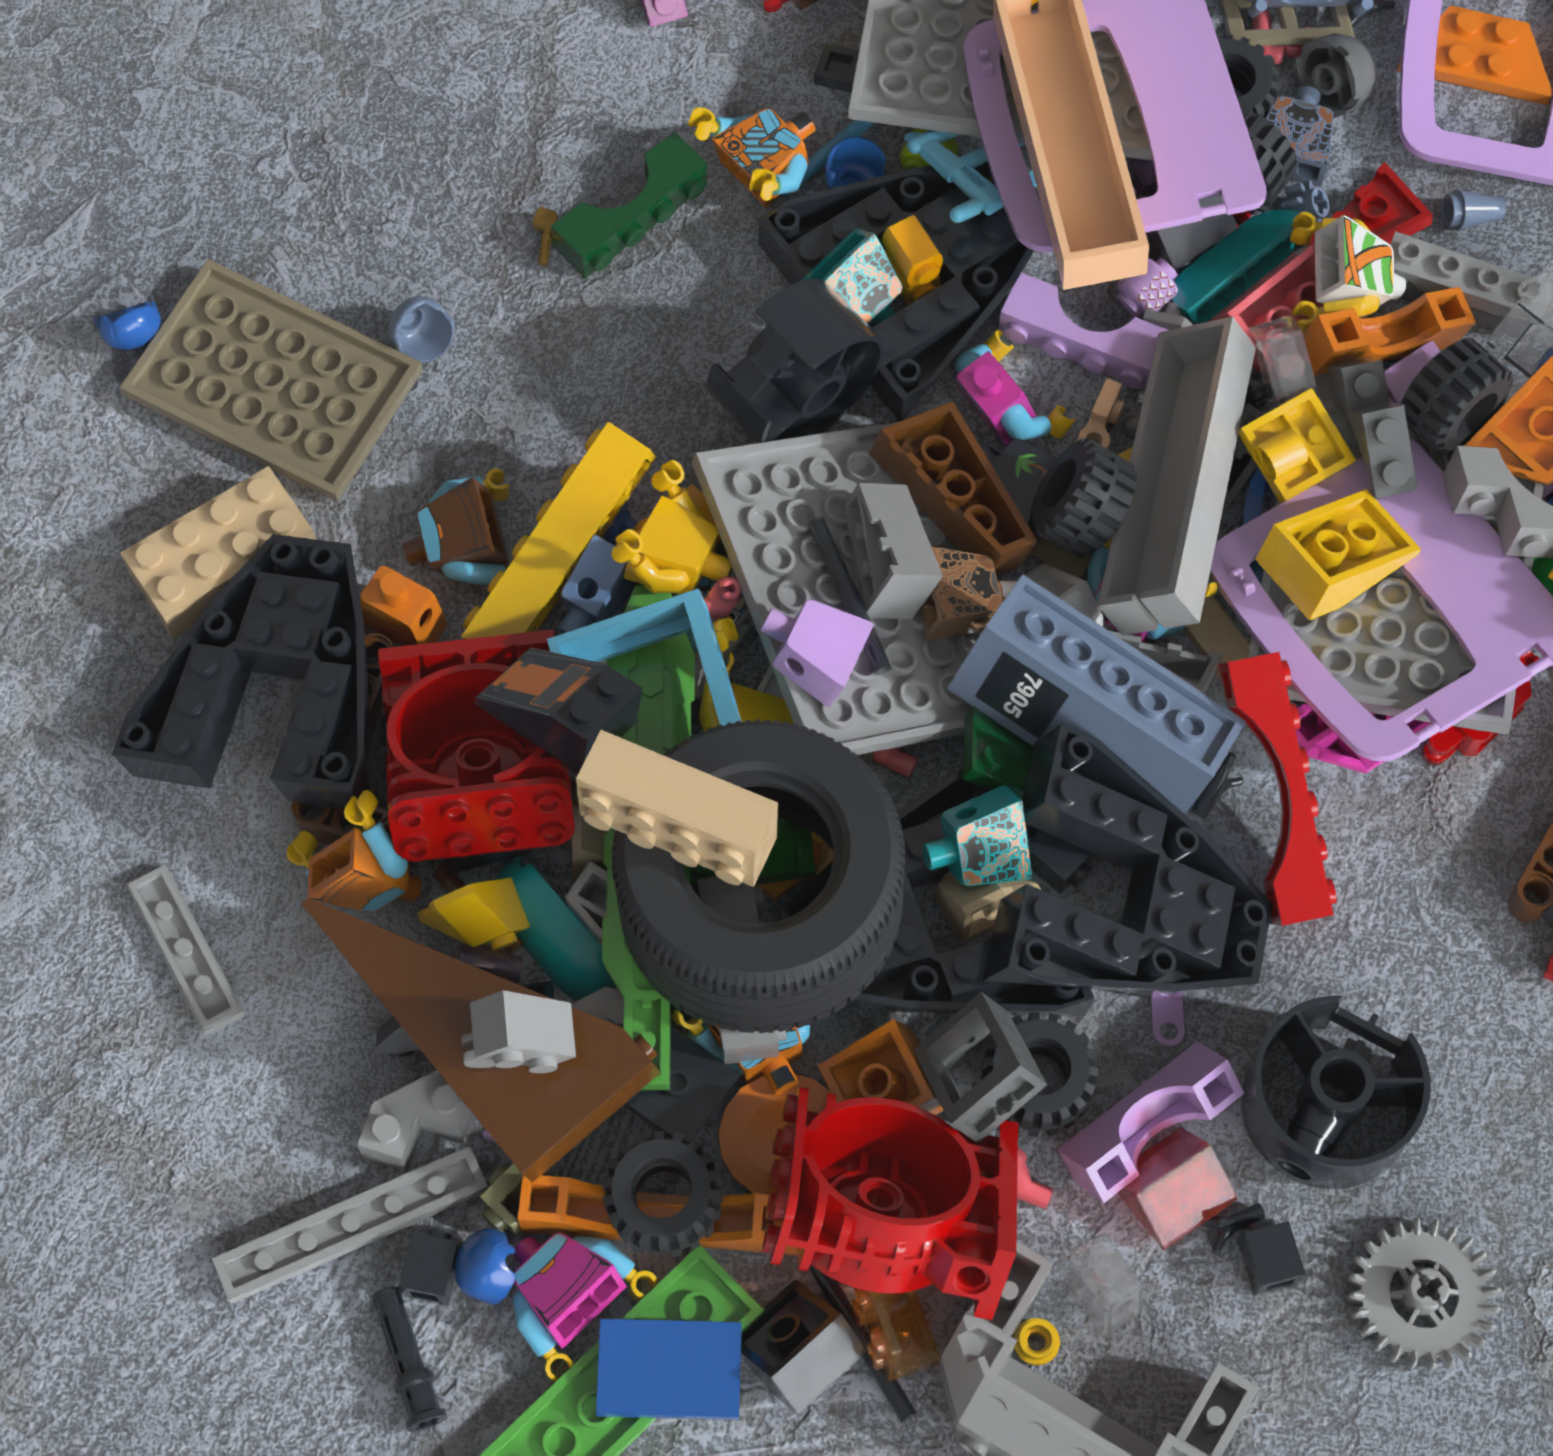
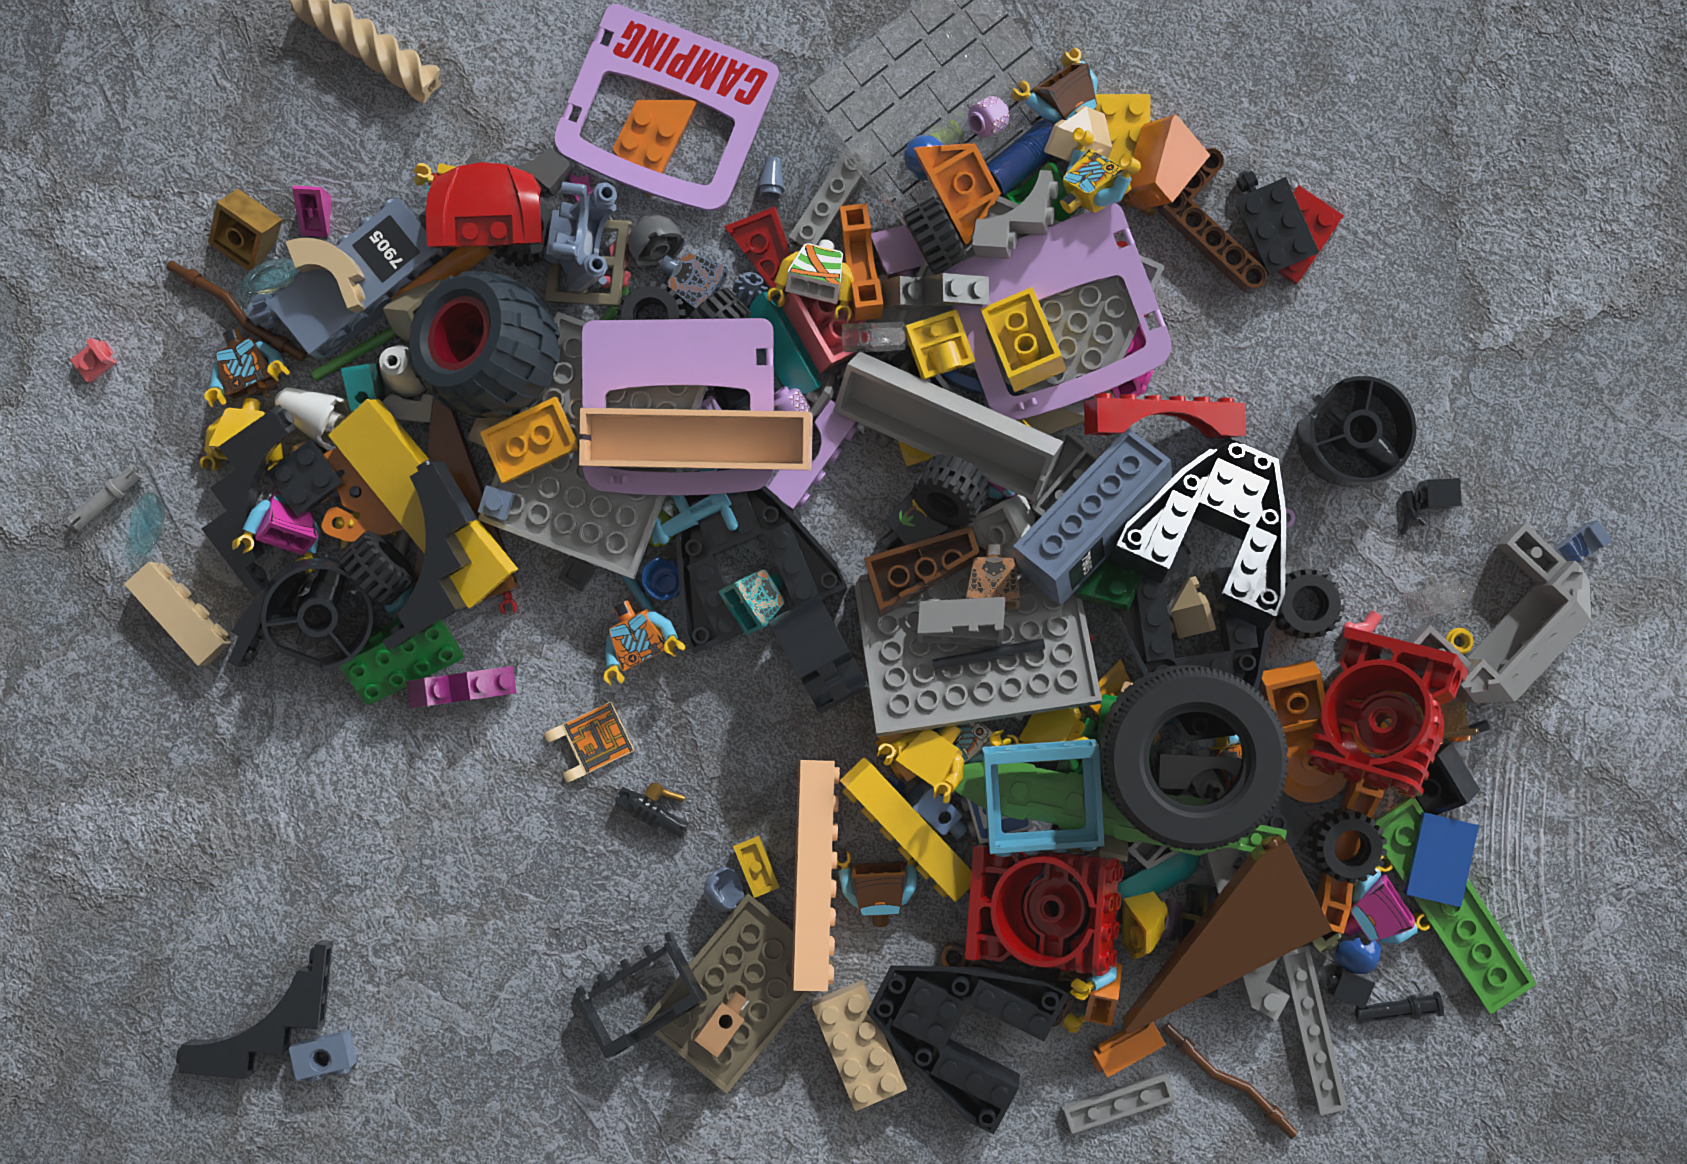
camera: 70 degrees left, 20 degrees up
(129, 327) = (679, 1081): blue hair -> none
(202, 1188) = (1187, 1047): none -> reddish brown bar
(219, 345) = (713, 1035): none -> medium nougat torso
(238, 292) = (612, 1048): none -> black hinge
(277, 938) = (1125, 1049): none -> orange window
(395, 606) = (925, 936): orange torso -> none
(461, 427) = (813, 876): none -> light nougat brick
(462, 370) = (756, 866): none -> yellow plate
(515, 219) = (650, 811): none -> black hinge
(518, 1031) = (1263, 920): light grey brick -> none
(562, 702) = (1046, 856): black slope -> none
(594, 235) = (639, 702): dark green arch -> none
(605, 136) = (595, 739): none -> flag
(676, 809) = (1180, 808): tan brick -> none
(723, 597) = (974, 738): coral arm -> none
(817, 647) = (1032, 684): lavender torso -> none
(913, 258) = (744, 558): light orange brick -> none
(983, 840) = (1170, 608): teal torso -> none
(999, 397) = (850, 525): torso -> none
(1014, 1079) = (1308, 622): dark grey window -> none
(1105, 411) = (871, 455): light nougat plate -> none
(1177, 1187) = (1384, 540): clear red slope -> none
(1188, 1088) = (1359, 574): lavender arch -> none
(1448, 1332) = (1499, 400): light grey gear -> none

